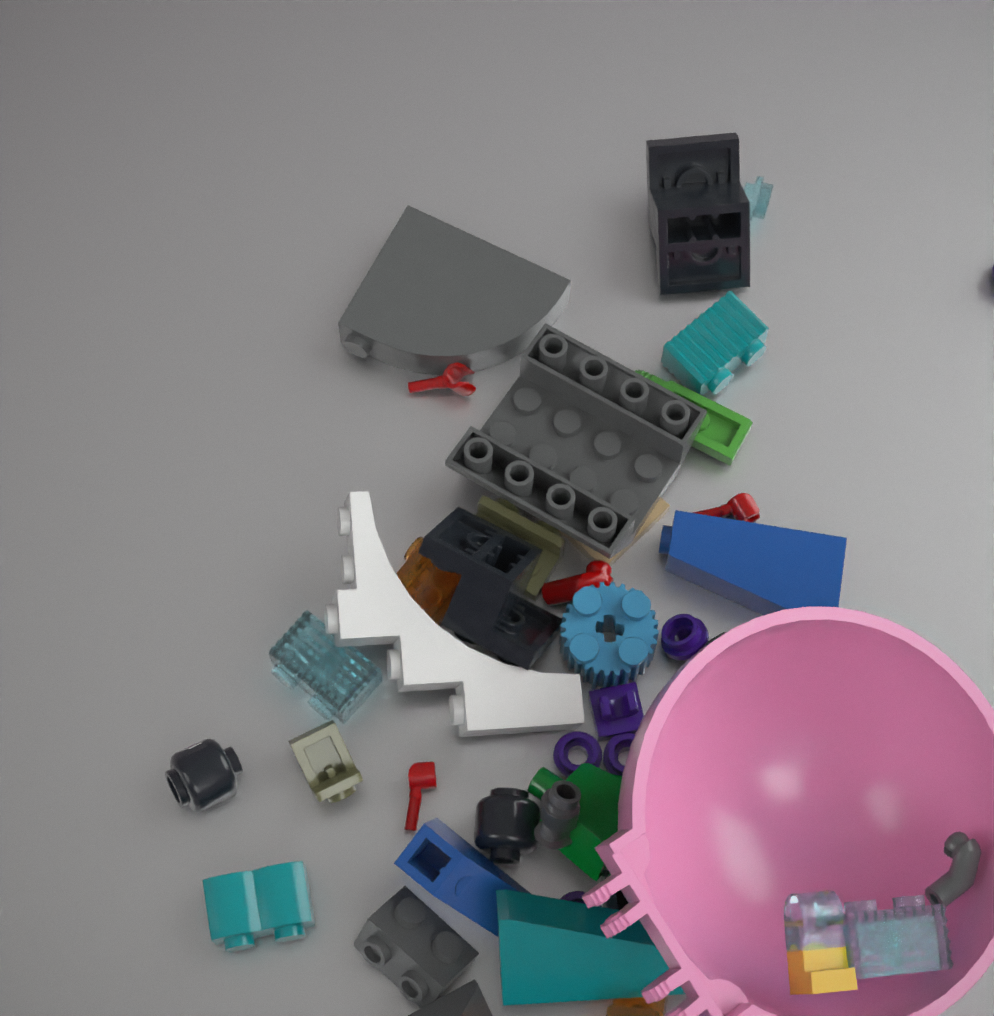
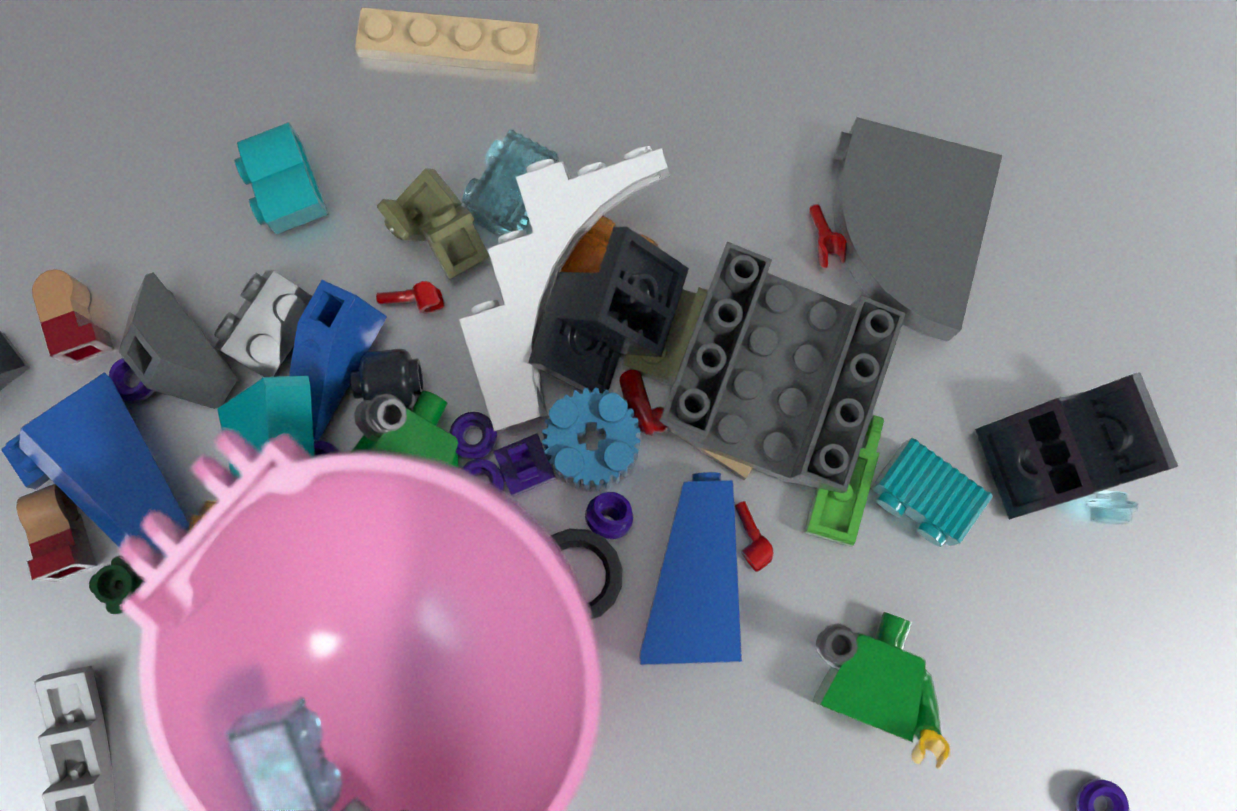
camera: 80 degrees right, 10 degrees up
(138, 709) = (447, 40): none -> tan plate
(203, 775) = (389, 103): black head -> none
(371, 732) = (454, 239): none -> olive bracket
(816, 944) = (255, 690): leg -> none
(885, 426) = (882, 684): none -> green torso

